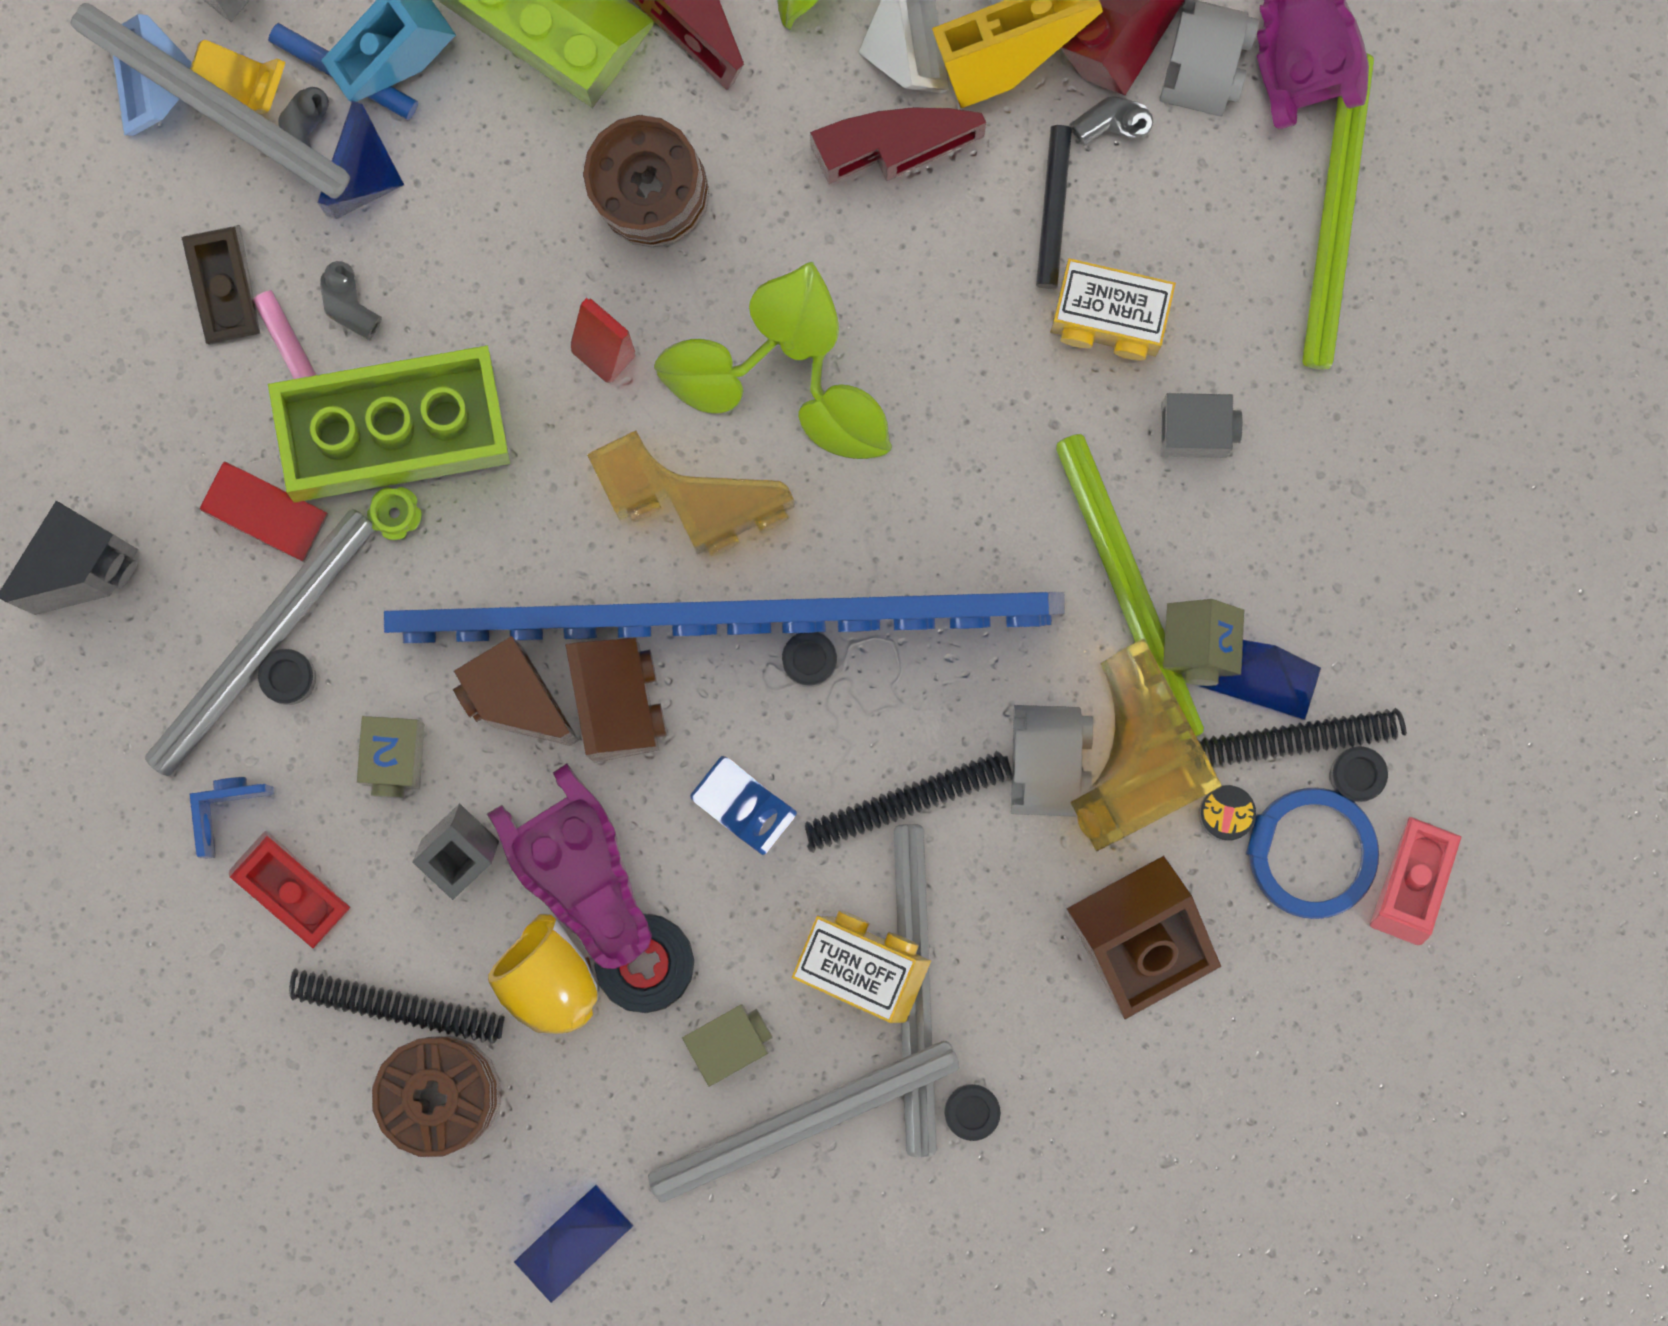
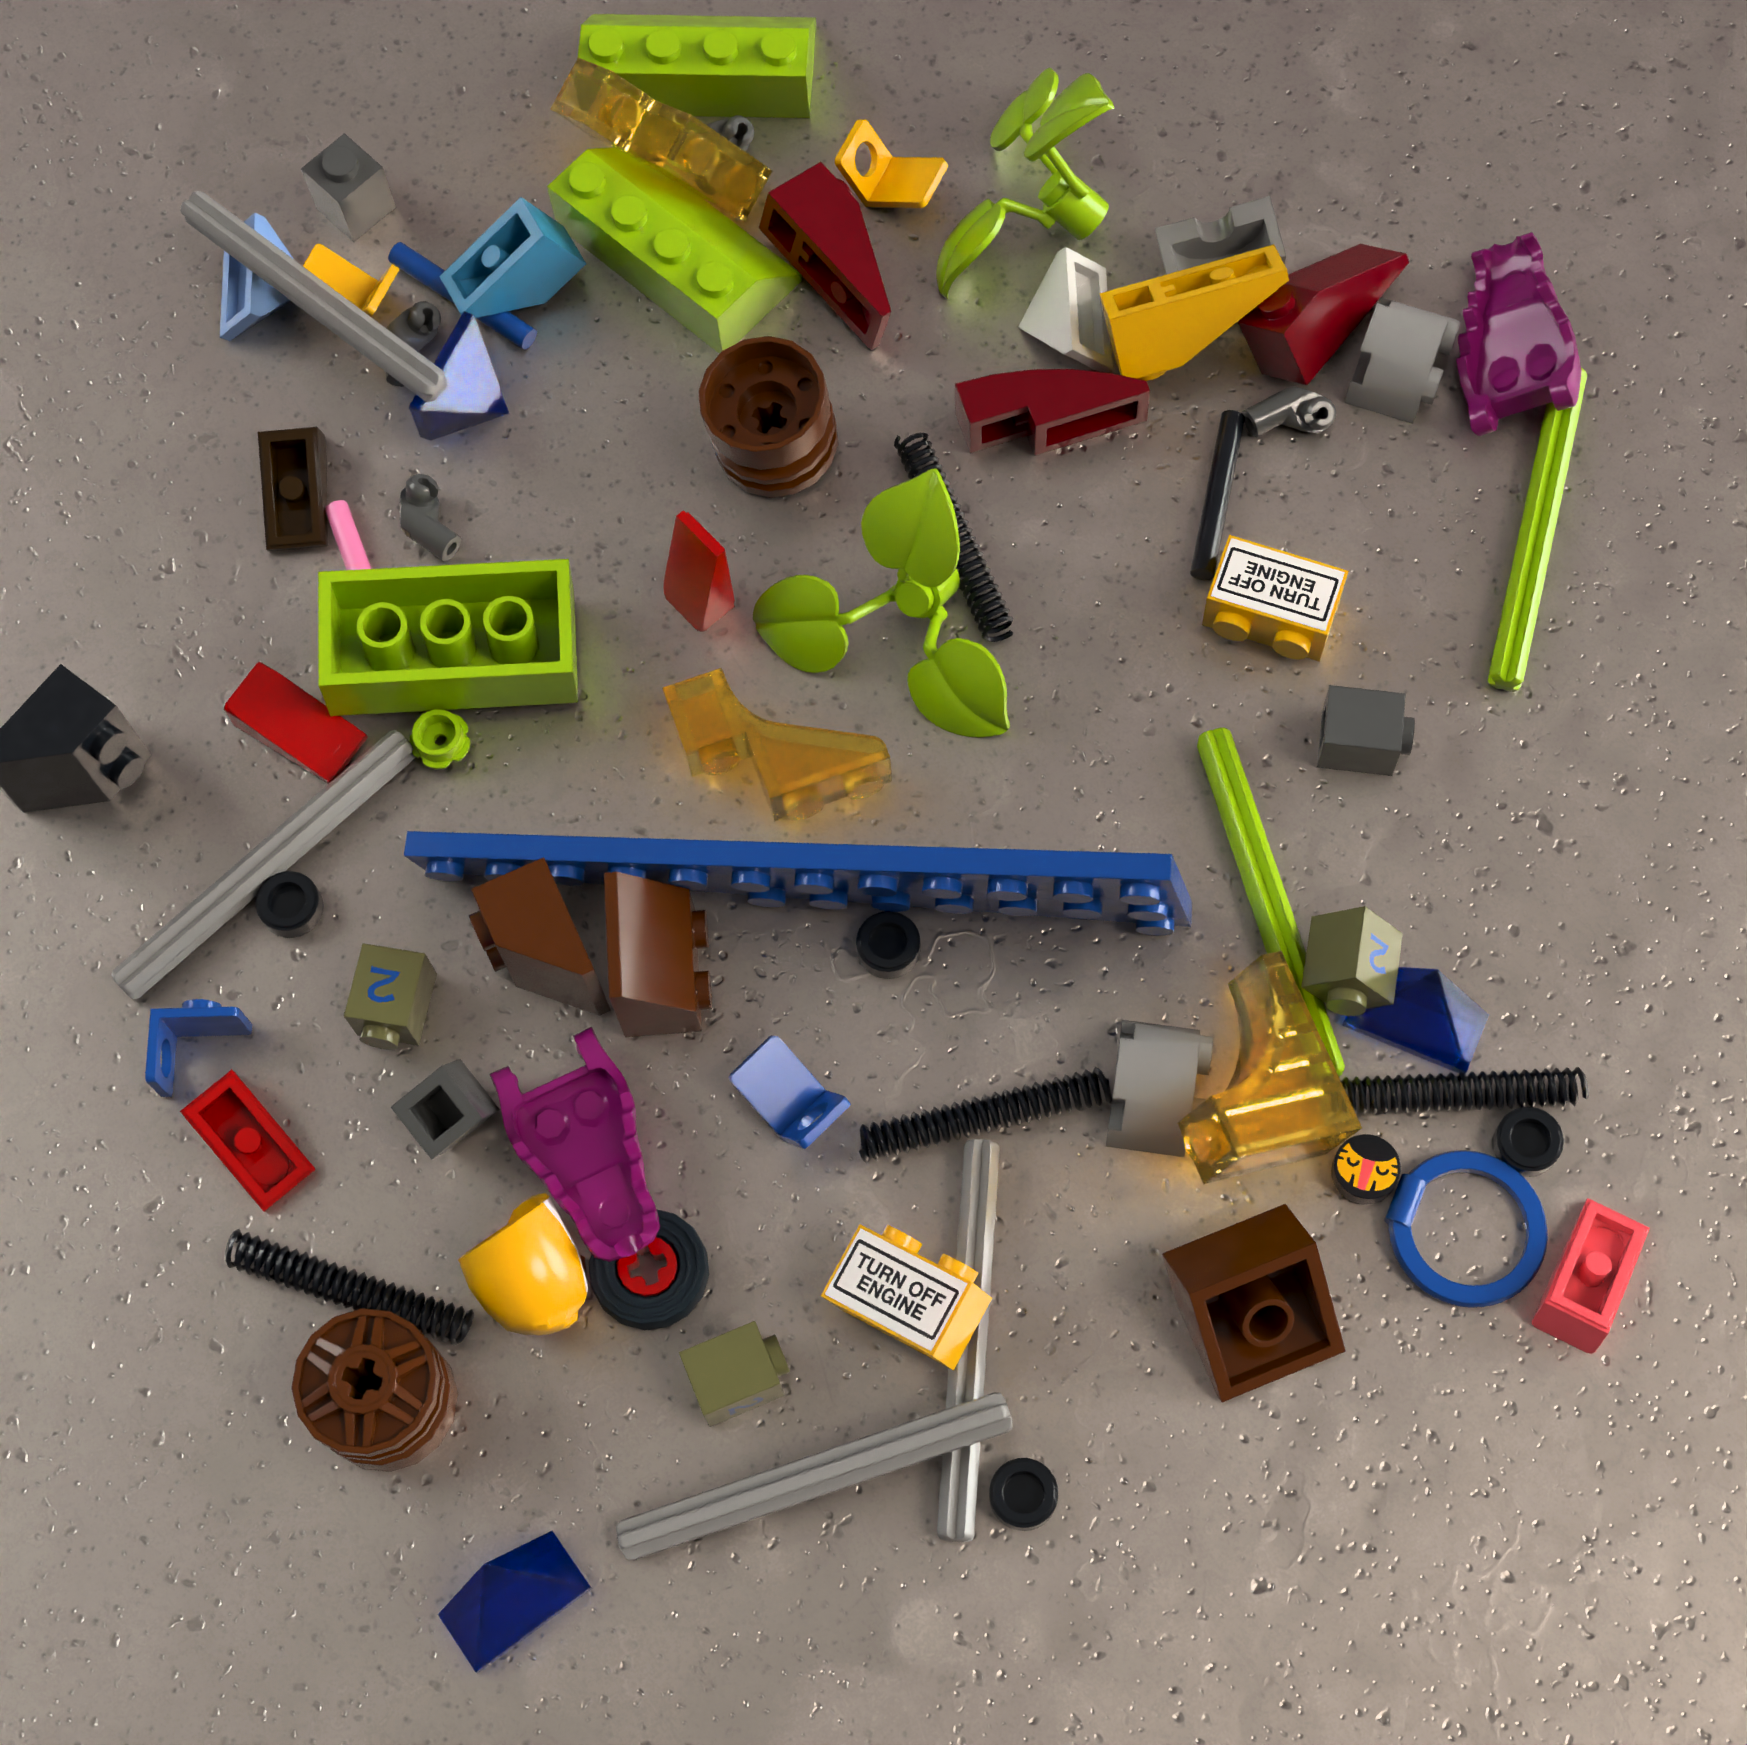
camera: 10 degrees right, 15 degrees down
(818, 247) = (971, 544): none -> black piece

